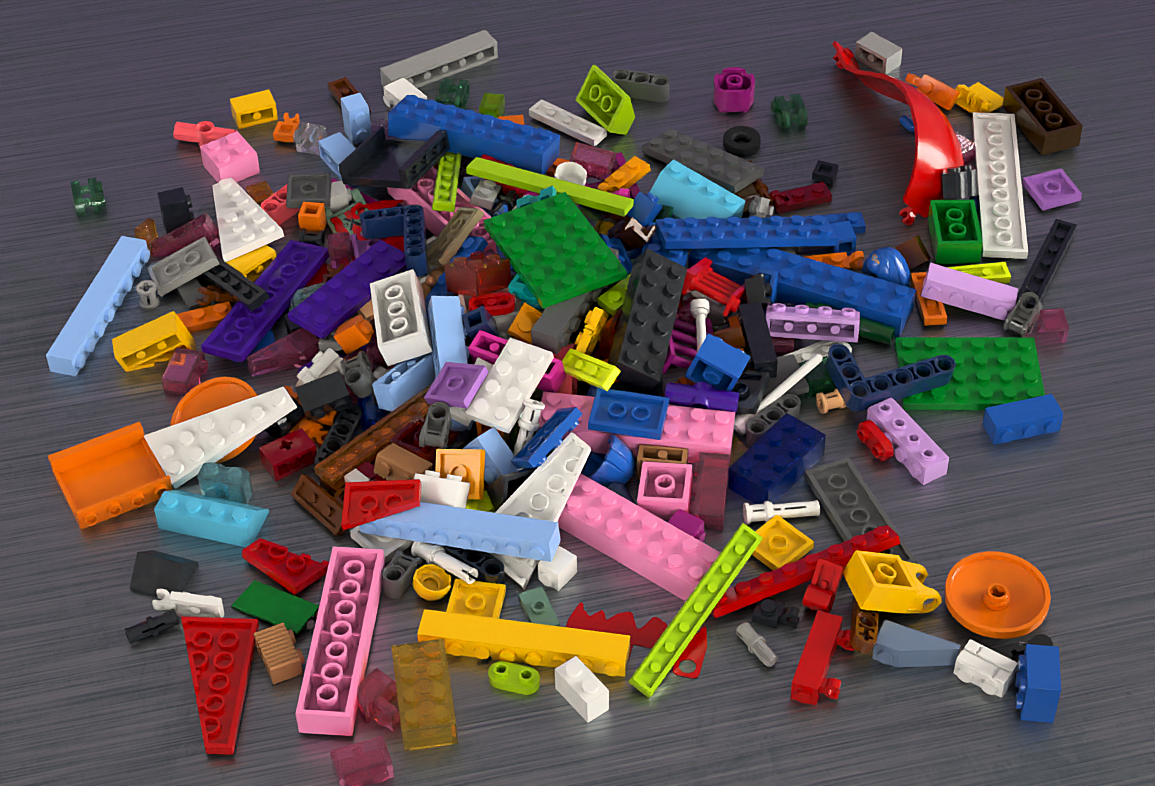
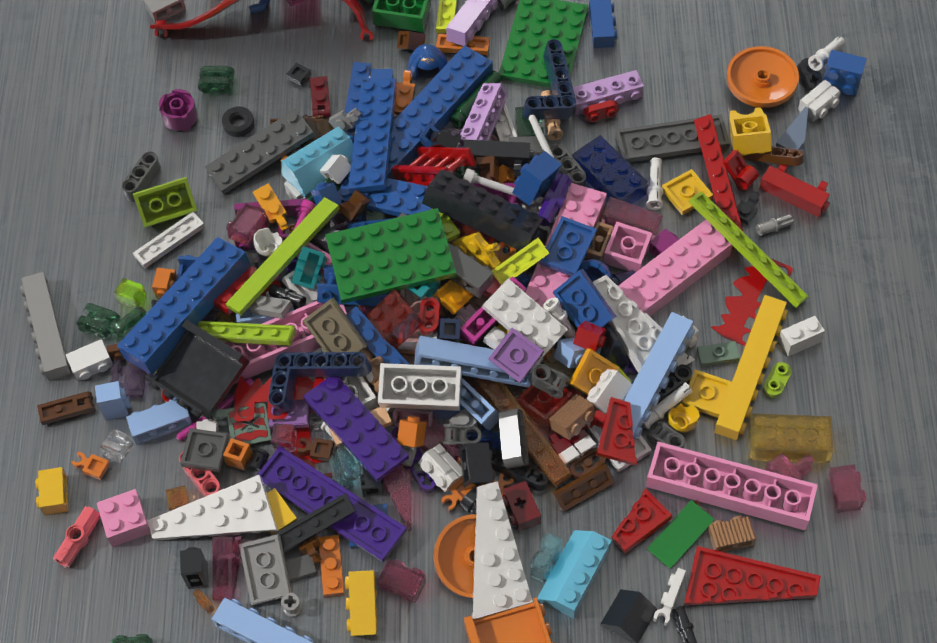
camera: 75 degrees left, 15 degrees up
(368, 408) = (513, 438): none -> beam
(505, 453) = (590, 336): none -> red brick
(684, 208) = (336, 168): none -> white brick
(1079, 667) = (822, 55): none -> white pin

